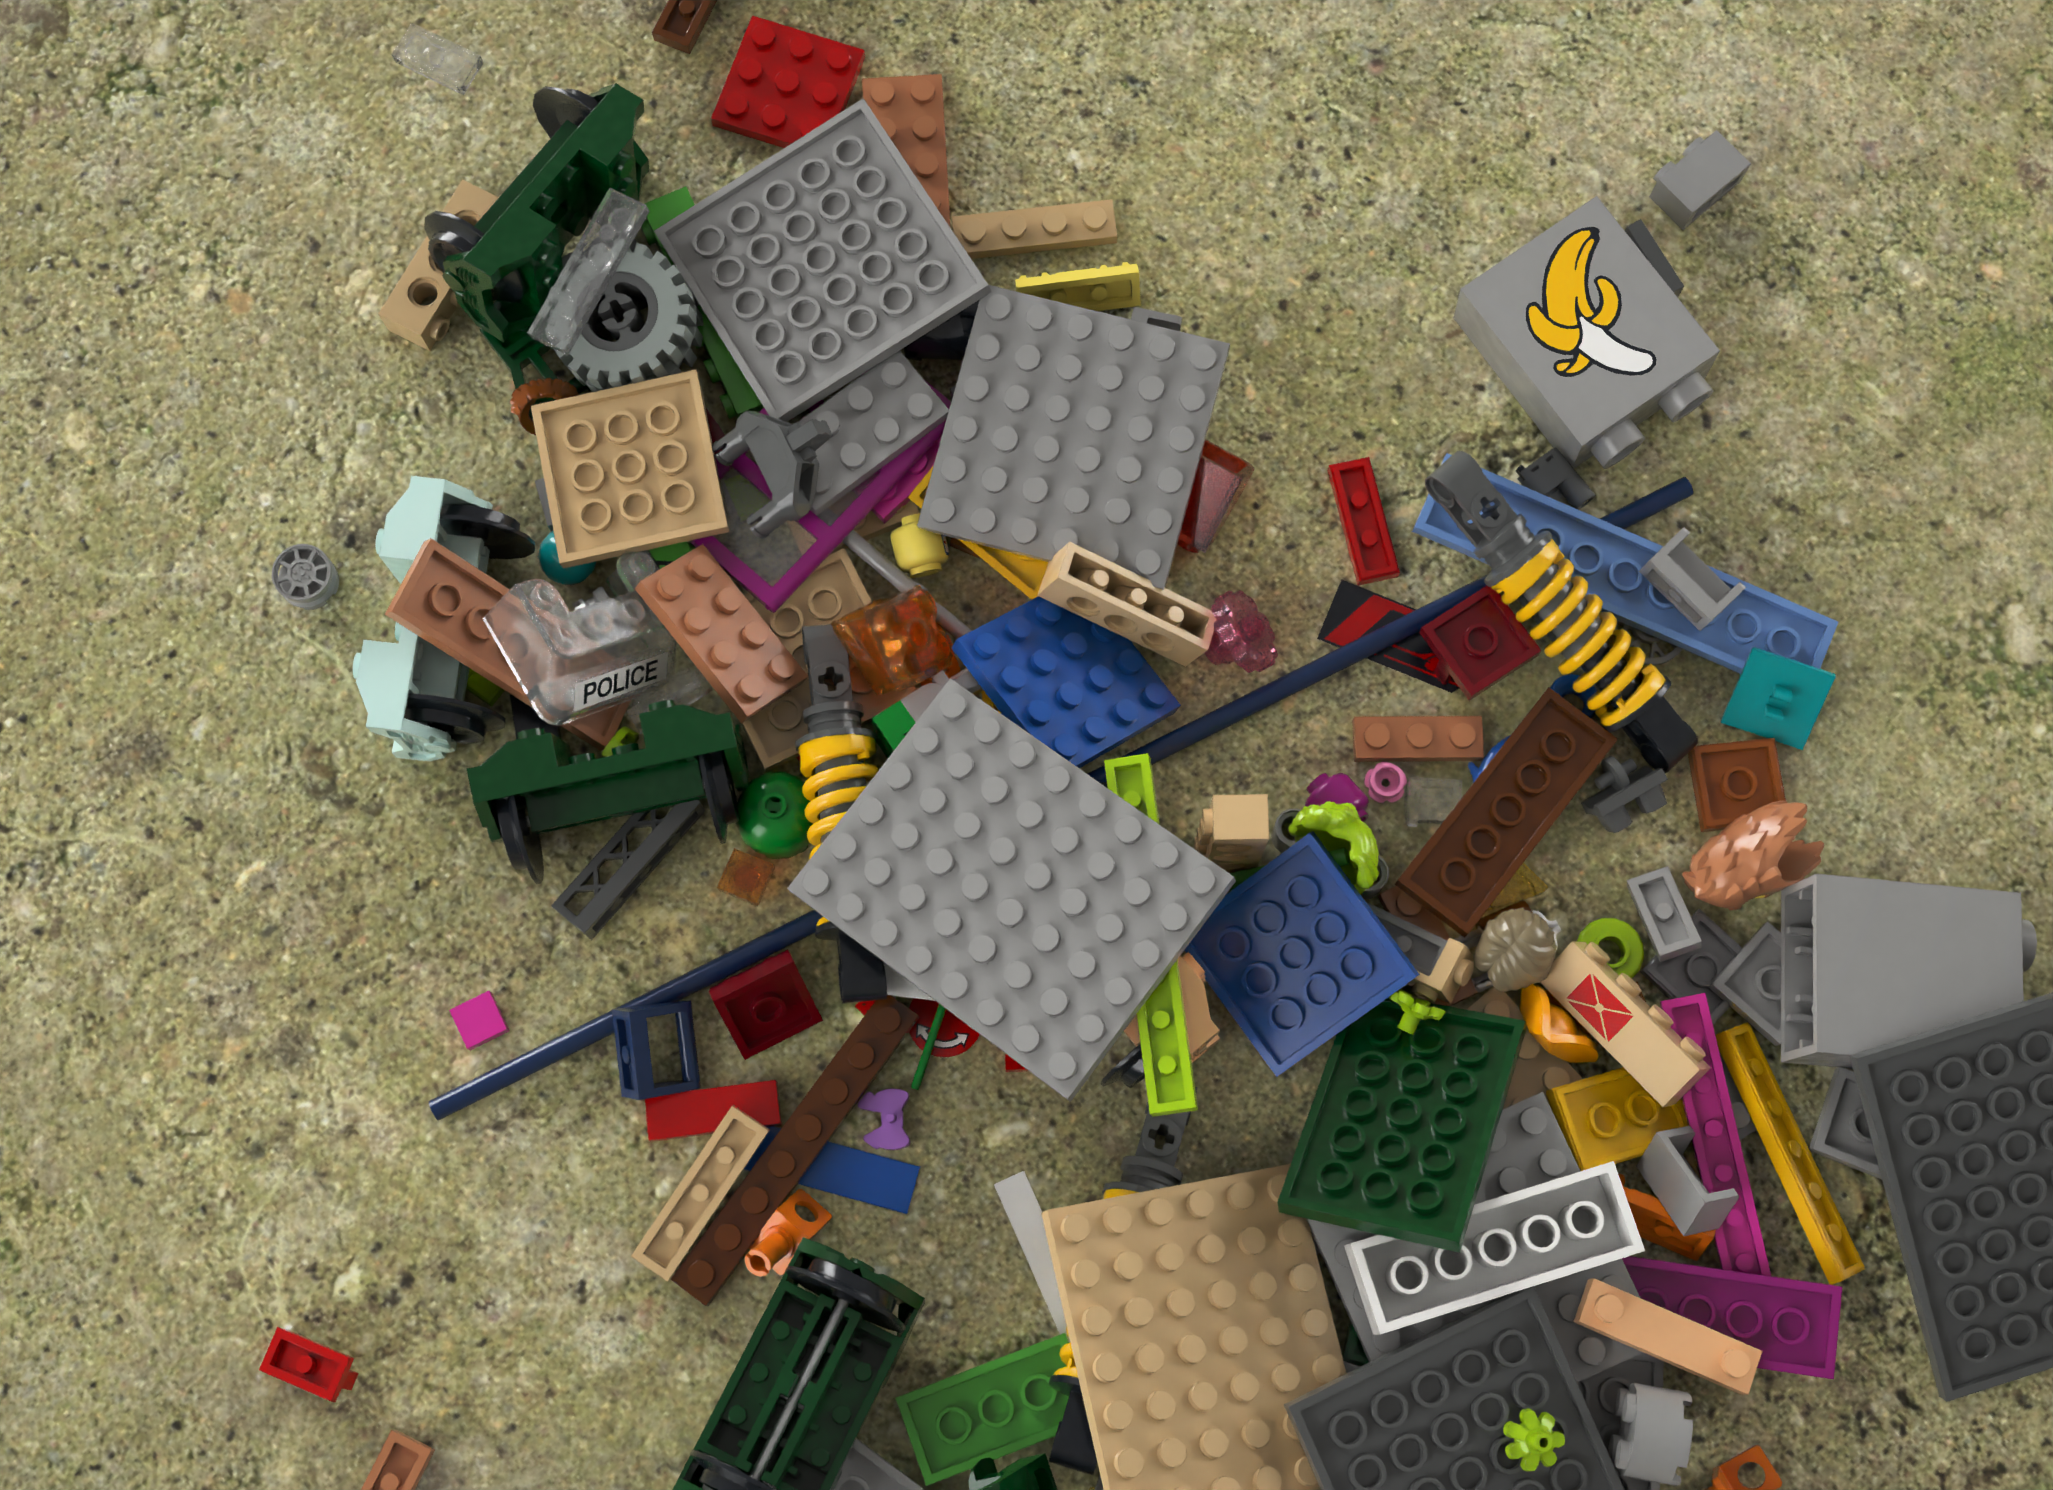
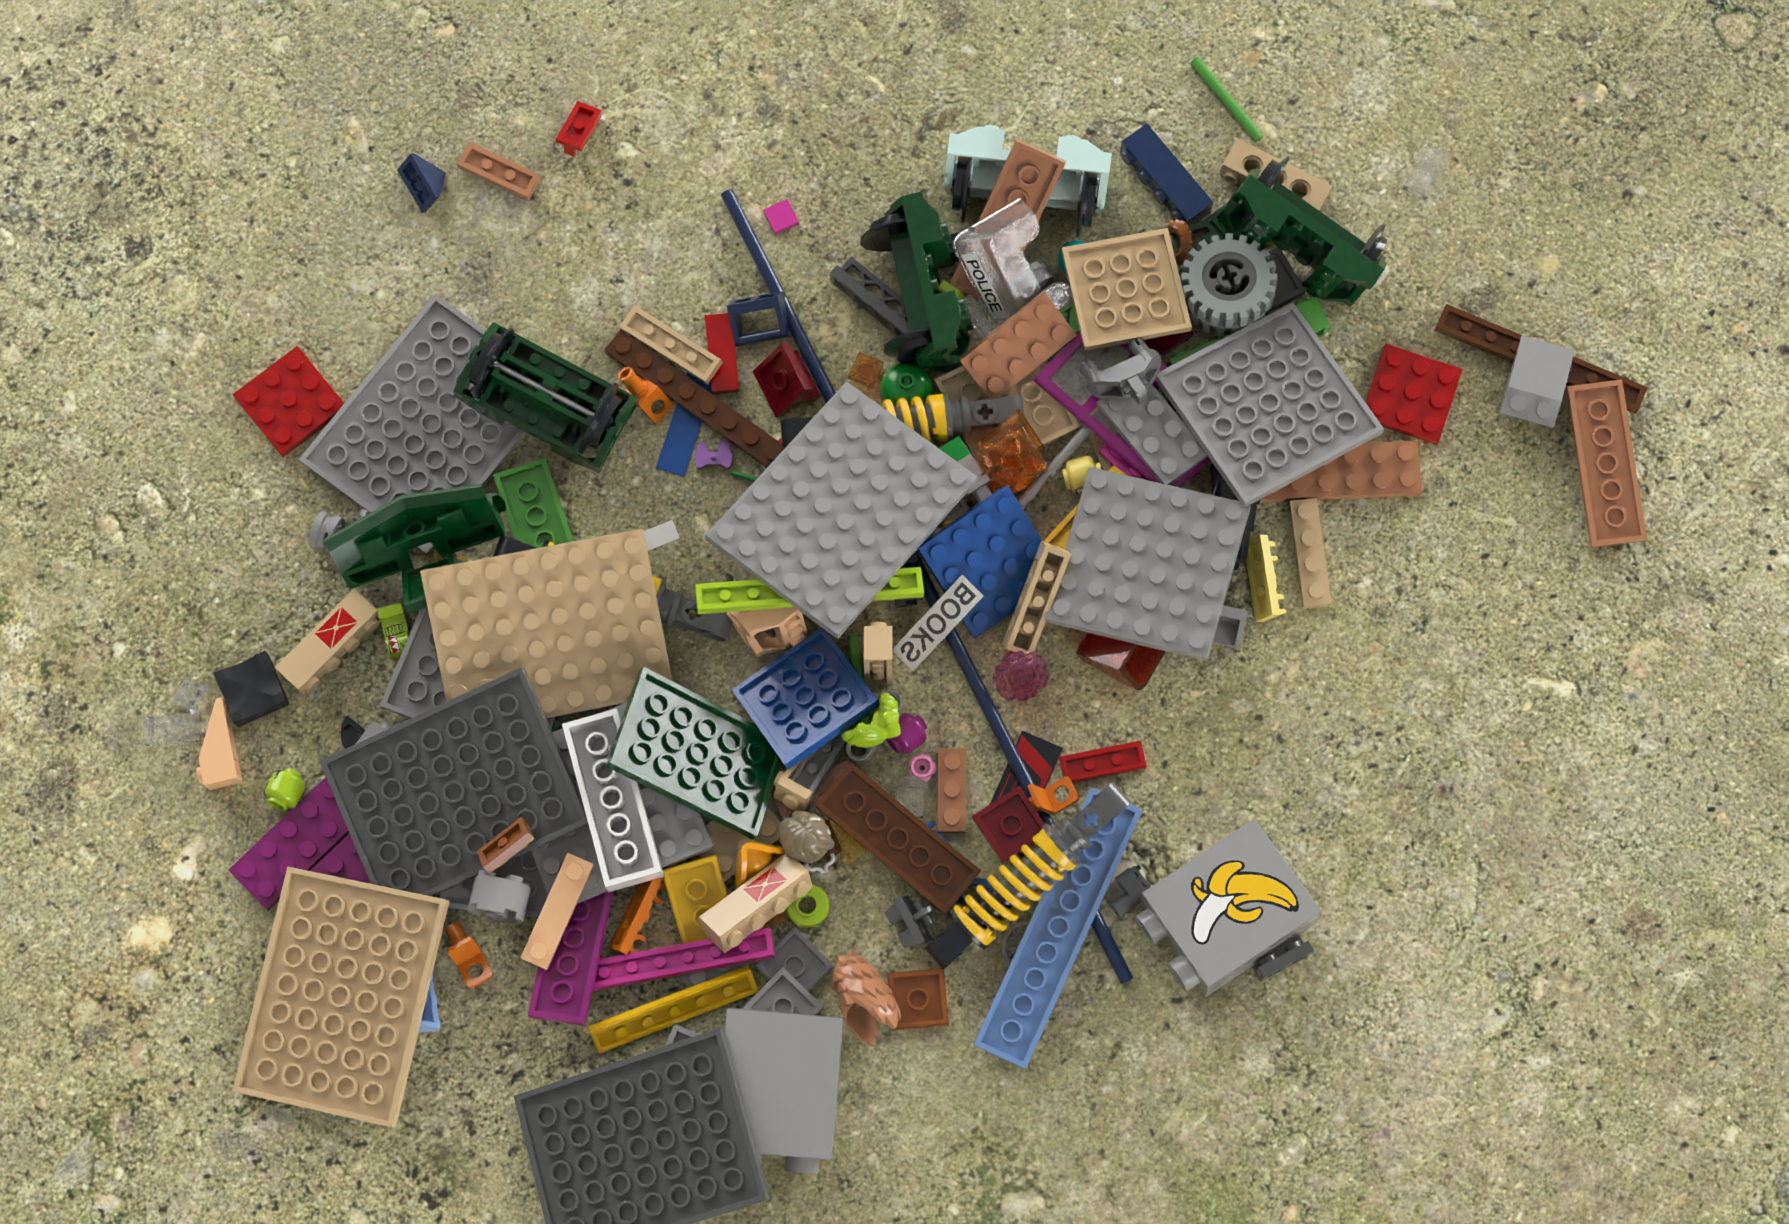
camera: 90 degrees right, 0 degrees up
(305, 576) = (1063, 105): light grey wheel -> none
(307, 337) = (1226, 99): none -> bright green bar
(434, 423) = (1165, 176): none -> dark blue brick
(588, 271) = (1253, 256): clear plate -> none
(1171, 760) = (937, 622): none -> clear sticker
(1414, 1010) = (767, 768): lime plant -> none
(1429, 599) = (1045, 799): none -> orange bracket
(1533, 1439) = (502, 815): lime plant -> none
(1580, 1423) = (505, 845): none -> dark orange plate
(1664, 914) = (829, 939): light grey plate -> none
(1678, 1185) = (653, 933): light grey panel -> none
(1689, 582) = (1051, 965): light grey panel -> none
(1699, 179) = (1353, 1003): light grey brick -> none
(1778, 698) = (973, 1025): teal piece -> none

